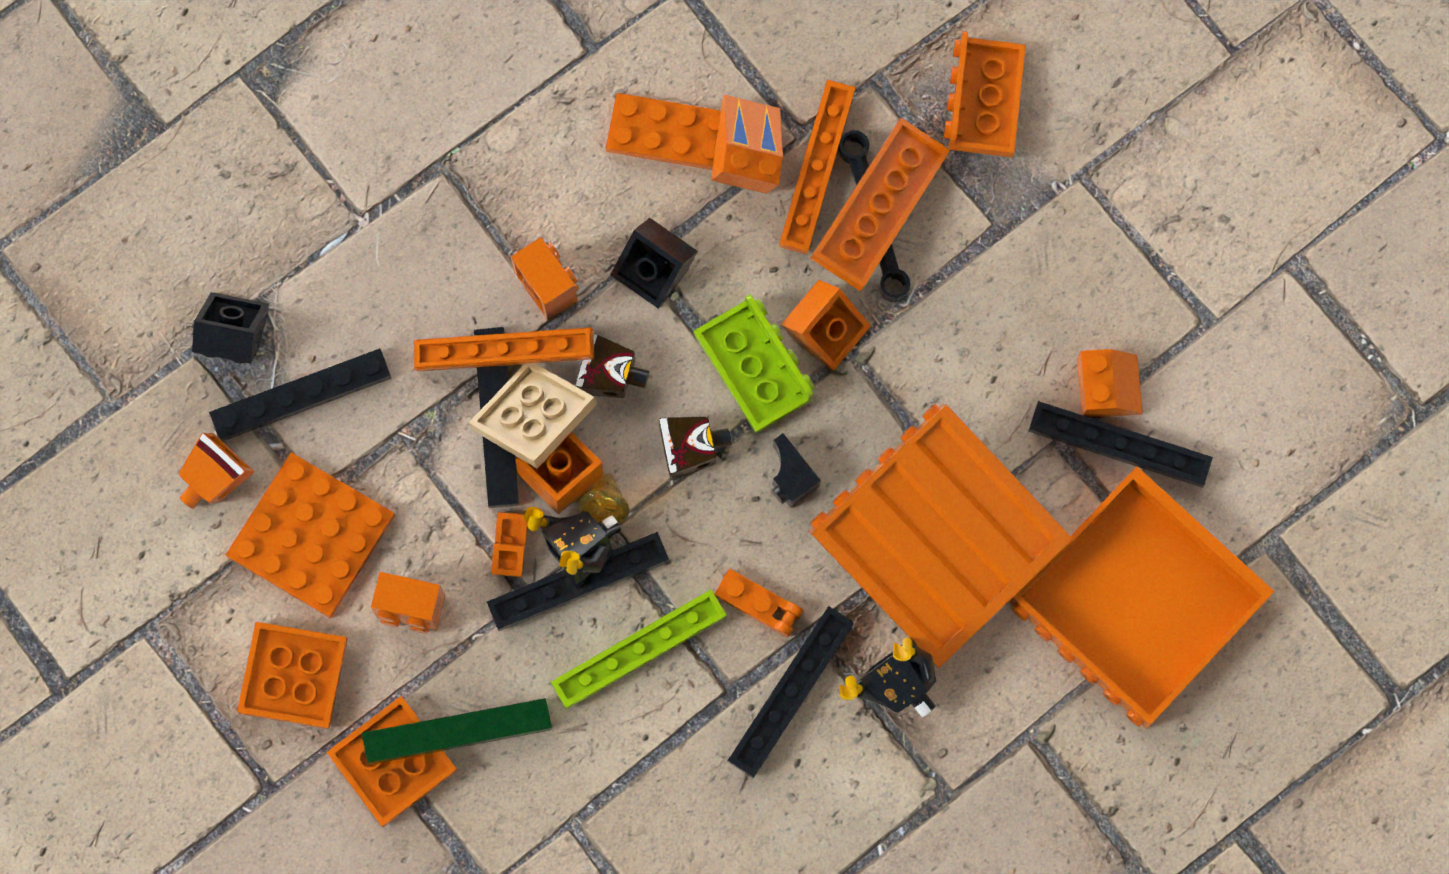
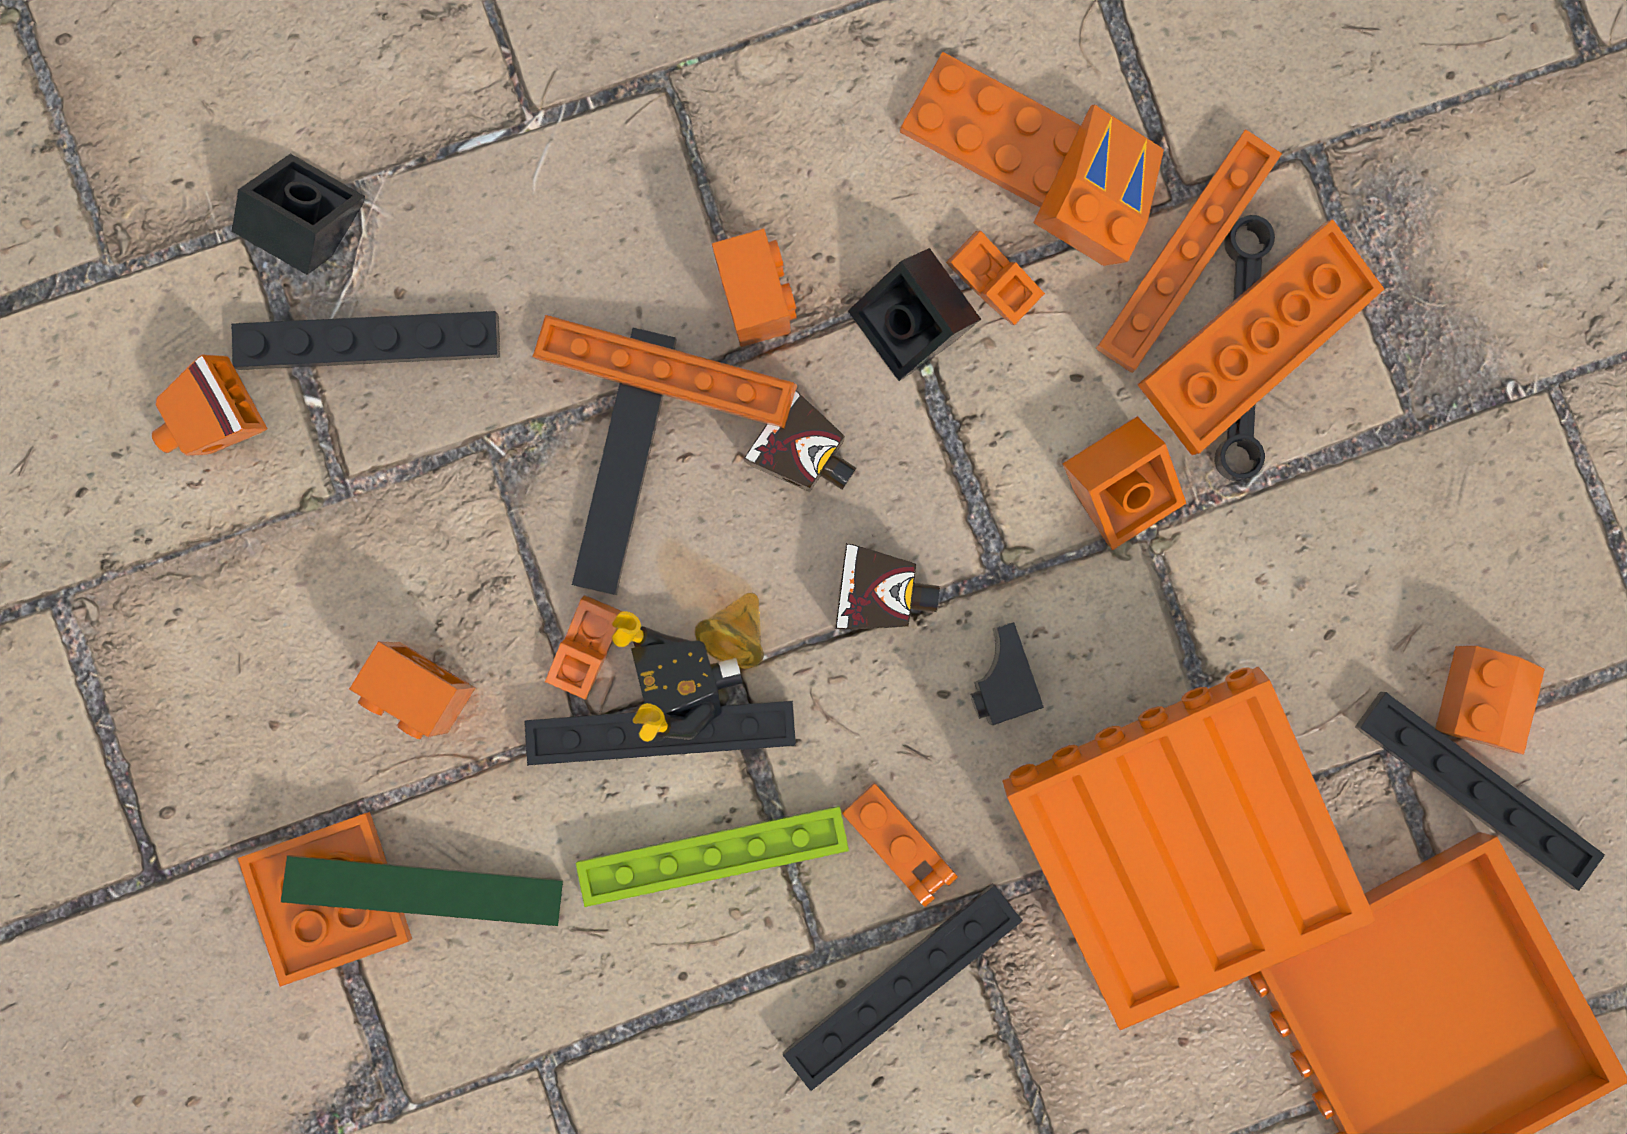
camera: 20 degrees right, 10 degrees up
(292, 675) = (227, 733): orange plate -> none
(310, 535) = (316, 543): orange plate -> none
(533, 413) = (671, 481): tan plate -> none
(564, 474) = (686, 566): orange brick -> none
(698, 223) = (995, 278): none -> orange slope
(755, 364) = (1007, 506): lime bracket -> none
(896, 680) = (1056, 1025): black torso -> none
(985, 96) = (1461, 227): orange bracket -> none

